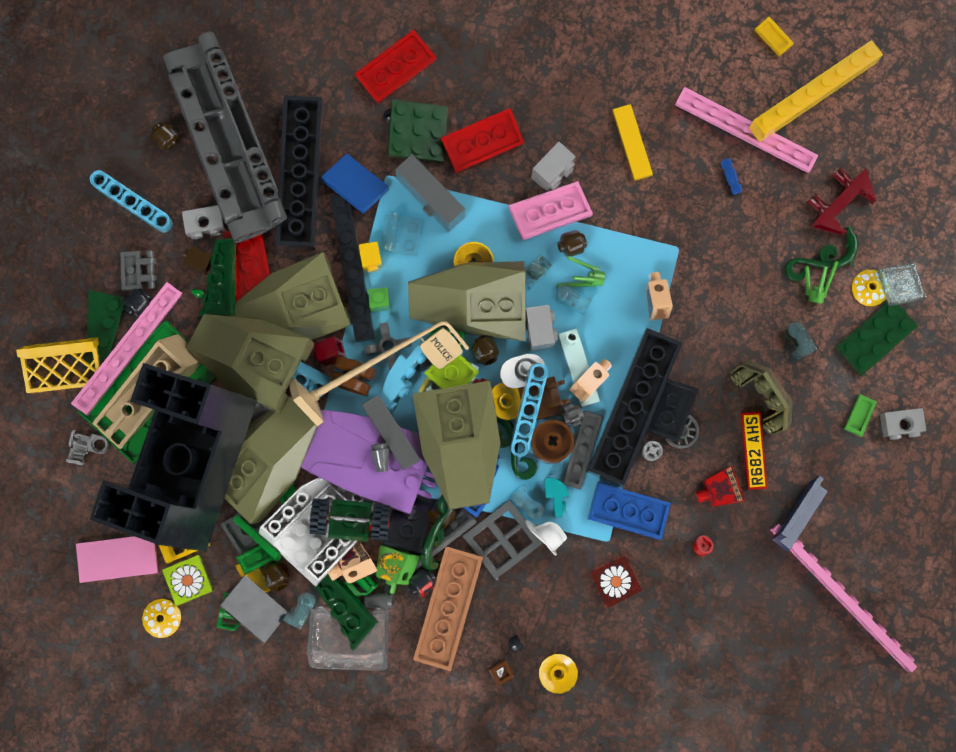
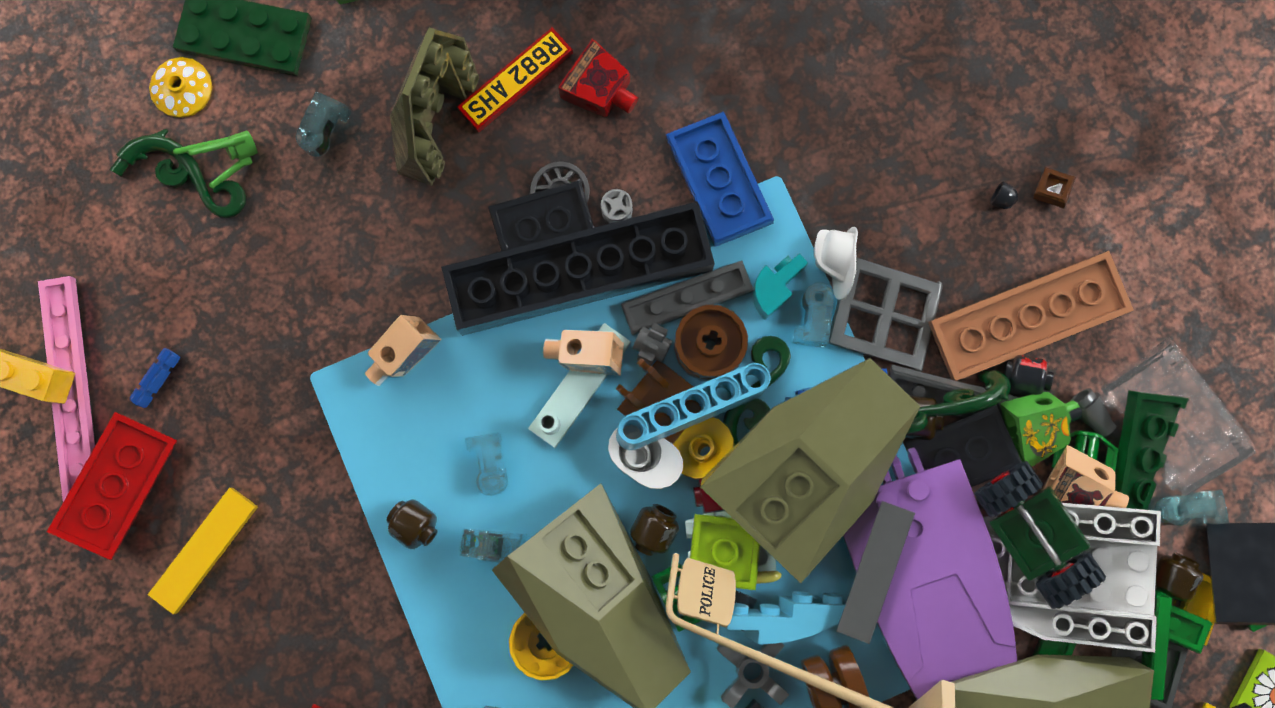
camera: 120 degrees left, 0 degrees up
(380, 456) = (921, 560): dark grey cone -> none
(539, 328) = (566, 476): light grey brick -> none
(550, 210) = (387, 591): bright pink tile -> none
(553, 167) = (319, 634): light grey brick -> none
(565, 681) = (1007, 104): yellow dish -> none
(594, 277) = (440, 456): bright green plant -> none
(615, 581) = (822, 130): tile -> none
(692, 123) = (112, 486): none -> red plate
(703, 545) = (689, 54): red tile -> none
(852, 187) = (43, 196): dark red hose -> none
(901, 284) = (145, 47): clear light blue tile -> none

